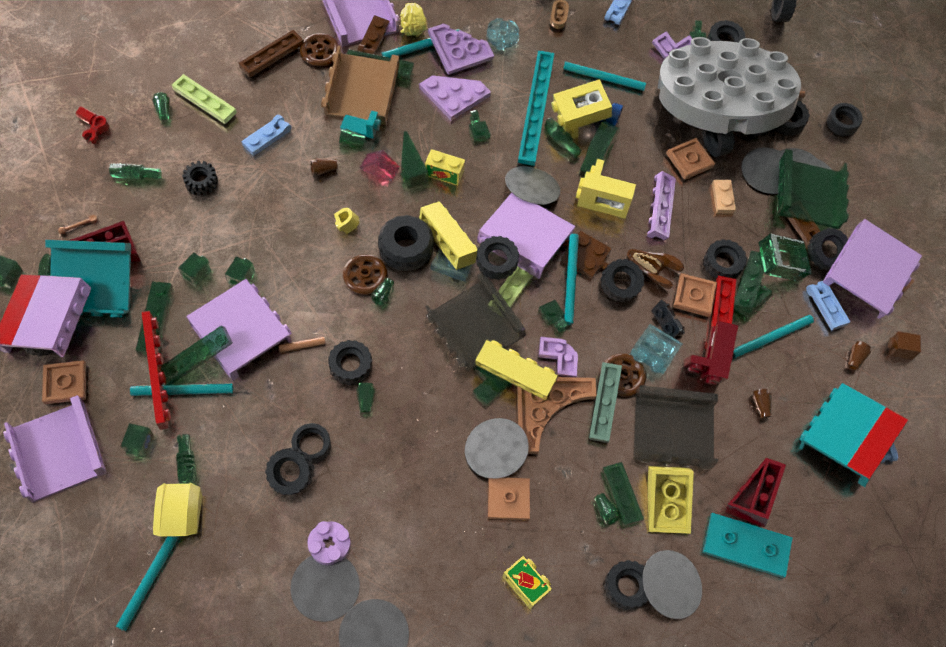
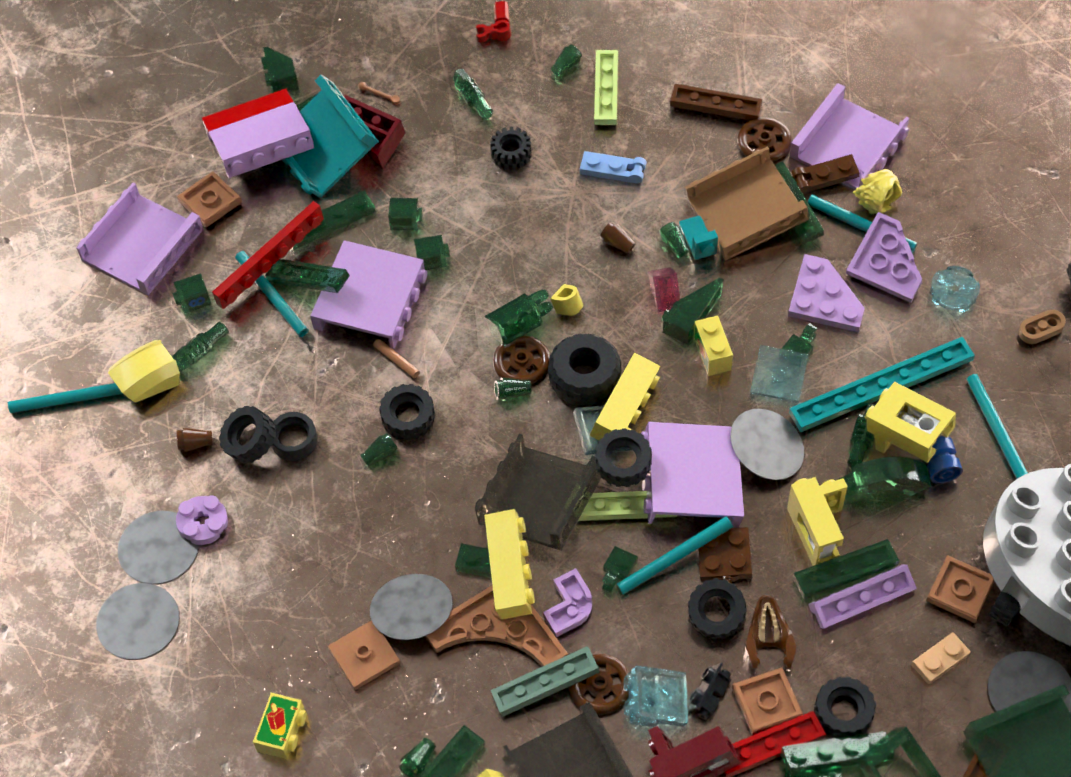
camera: 65 degrees right, 5 degrees down
(258, 512) = (193, 438): none -> reddish brown cone
(335, 254) = (518, 316): none -> clear green hinge
(489, 148) = (779, 373): none -> clear light blue plate
(640, 203) = (845, 569): none -> clear green plate

